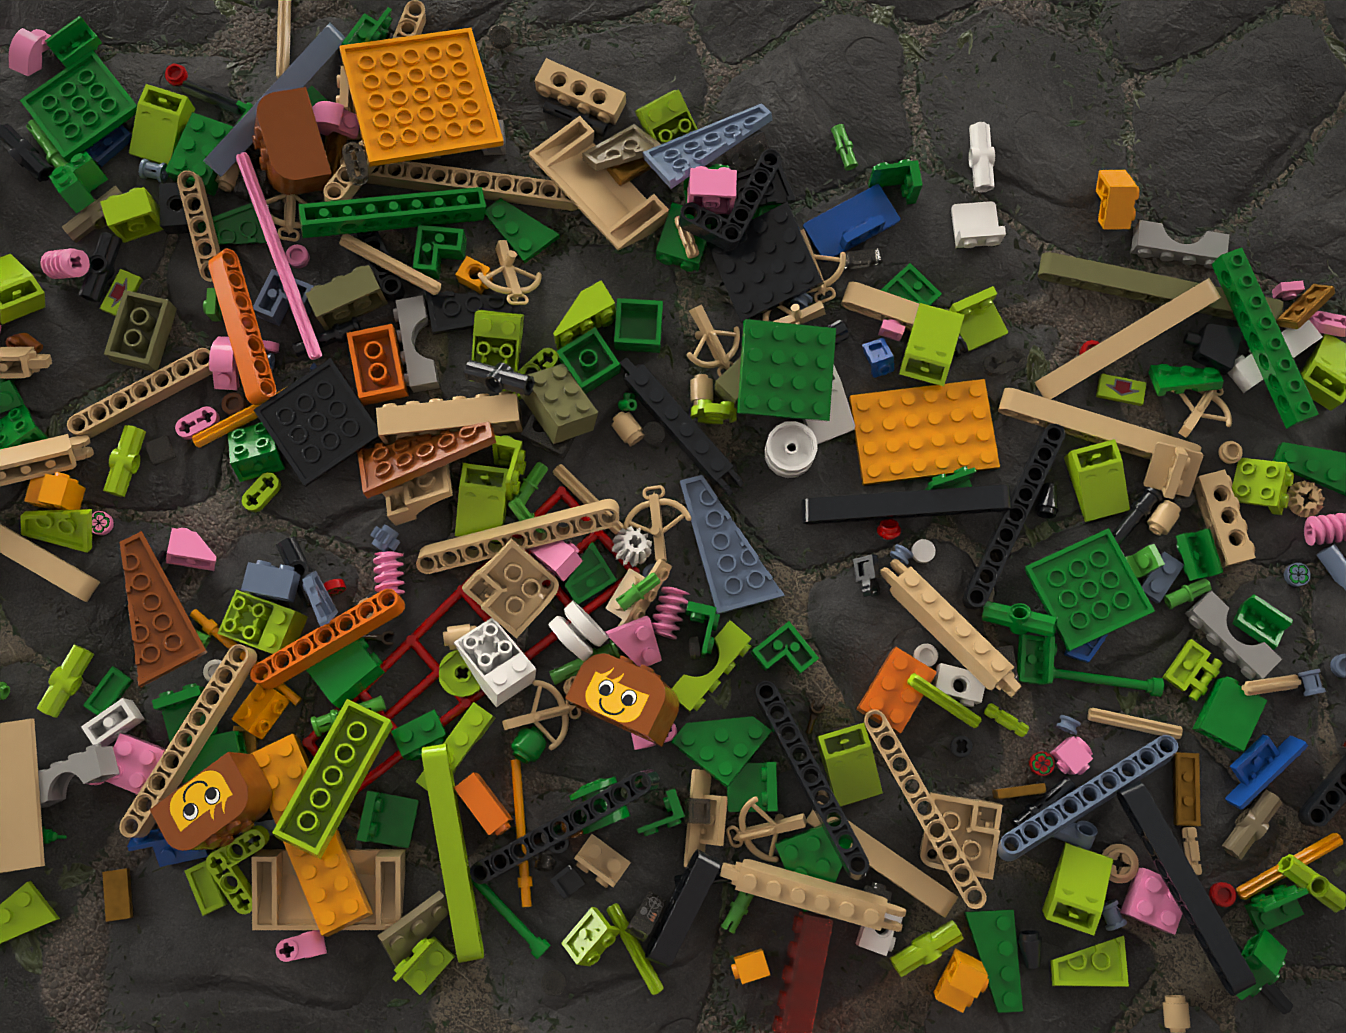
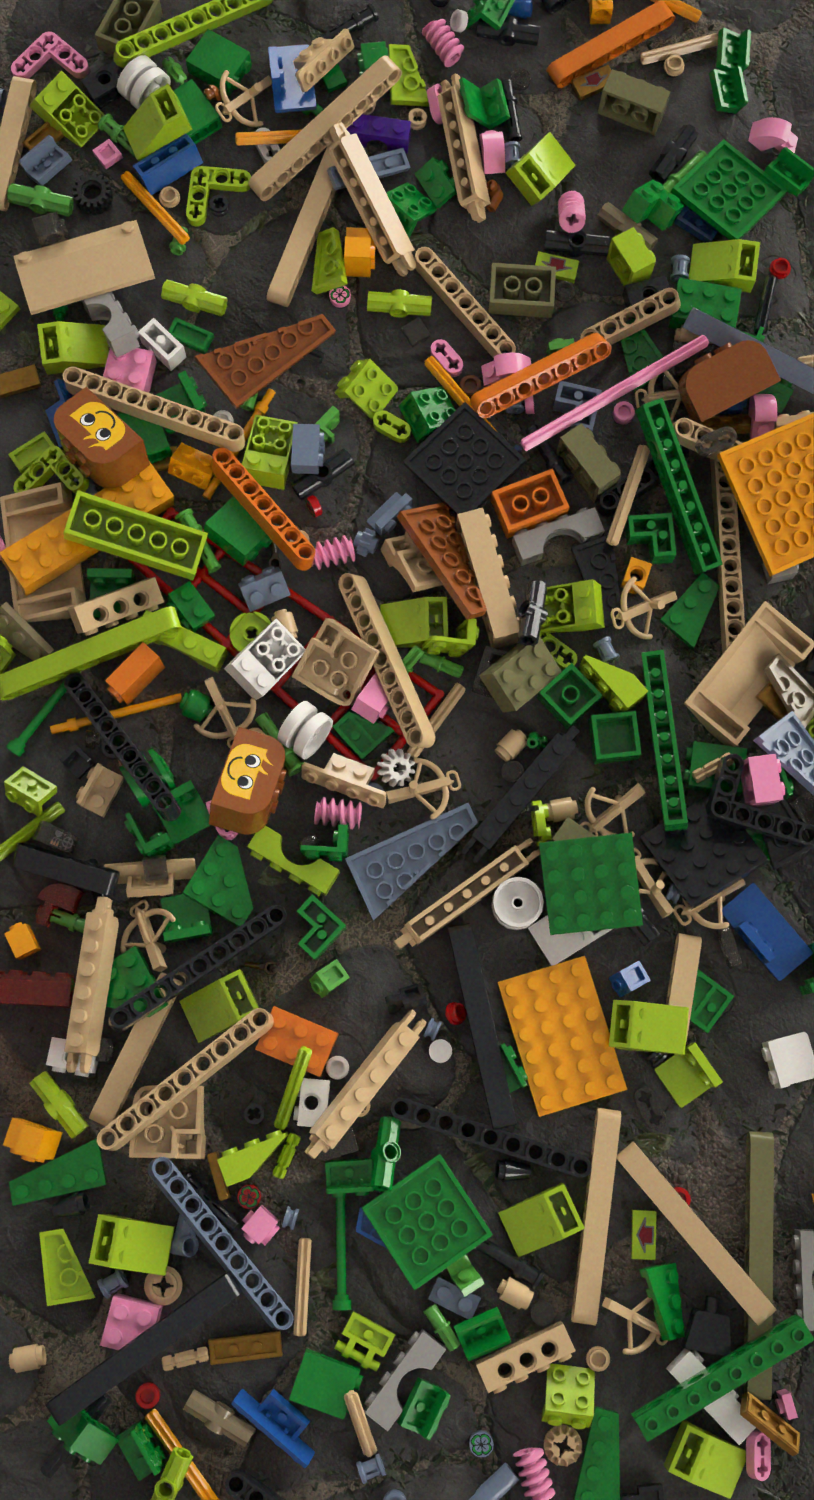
camera: 80 degrees right, 0 degrees up
(92, 824) = (72, 346): none -> lime slope
(189, 550) = (326, 374): bright pink slope -> none
(211, 510) = (367, 387): none -> lime bracket
(242, 555) = (329, 421): none -> bright green bracket
(319, 598) = (297, 494): sand blue wing -> none
(357, 510) = (386, 516): none -> sand blue bracket
(407, 850) = (83, 613): none -> tan brick
(414, 652) = (264, 588): none -> sand blue bracket
(546, 318) = (606, 650): none -> sand blue bush
(637, 641) = (305, 786): bright pink wing -> none
(638, 591) = (350, 777): bright green axle -> none
(641, 760) = (193, 815): none -> green bracket
(651, 277) = (664, 741): none -> green brick
(709, 920) = (57, 896): none -> clear red brick
(774, 498) = (465, 895): none -> tan hinge
(836, 649) = (328, 978): none -> bright green bracket
(892, 329) = (661, 987): bright pink plate -> none
(1010, 758) = (245, 1163): none -> lime slope
(1173, 470) = (564, 1295): tan bracket -> none

